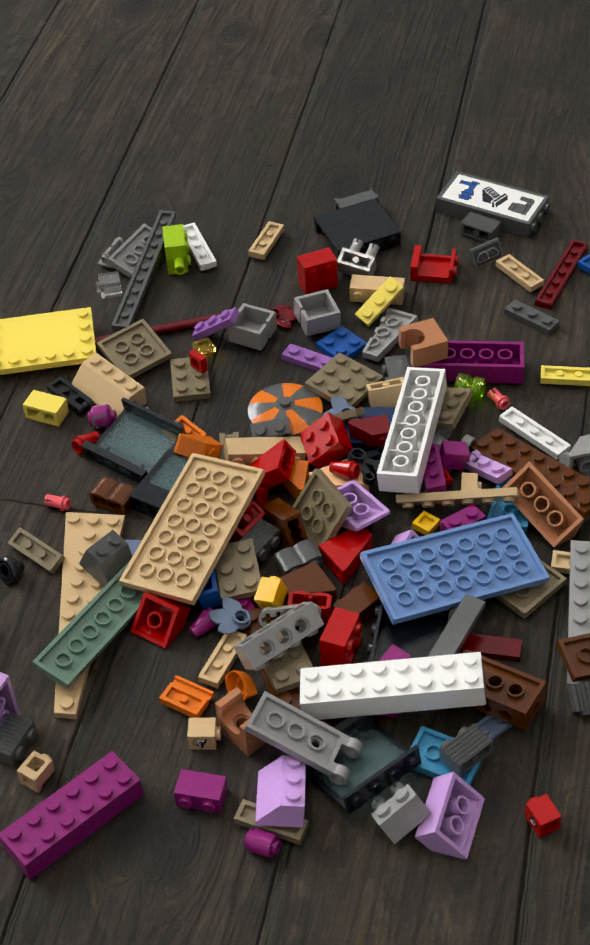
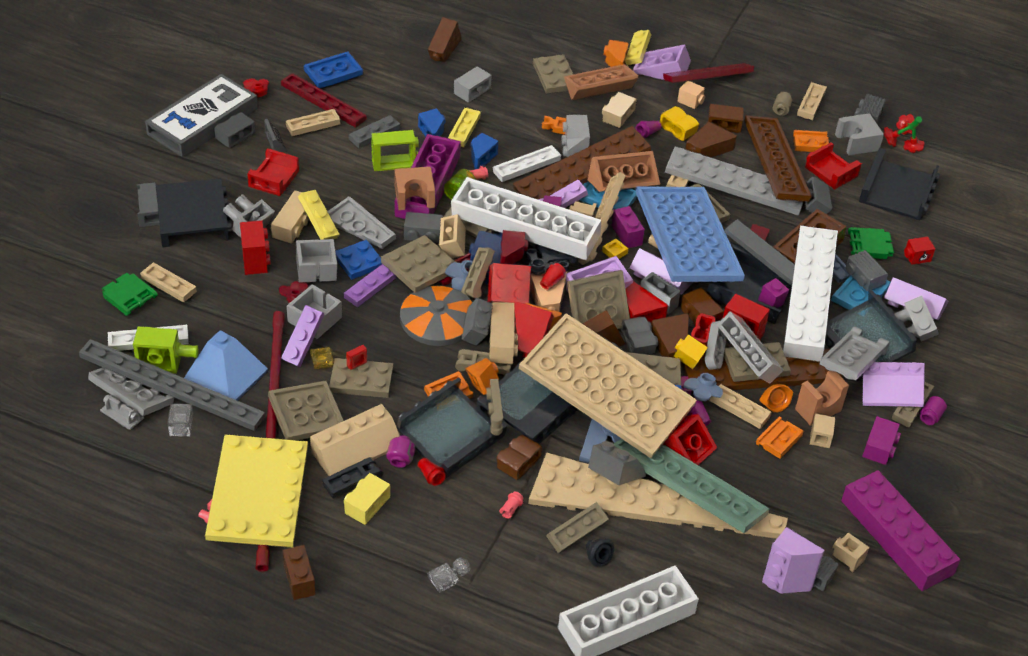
camera: 85 degrees left, 0 degrees up
(152, 457) = (495, 407): none -> dark tan plate
(175, 296) = (226, 367): none -> medium blue slope
(245, 222) = (128, 293): none -> green plate
(354, 570) = (662, 290): none -> dark grey brick
(494, 325) = (393, 162): none -> lime window
(533, 394) = (483, 150): none -> blue slope
(537, 763) = (872, 240): none -> green plate
(554, 226) = (257, 87): none -> red plate
(555, 352) = (431, 122): none -> blue slope

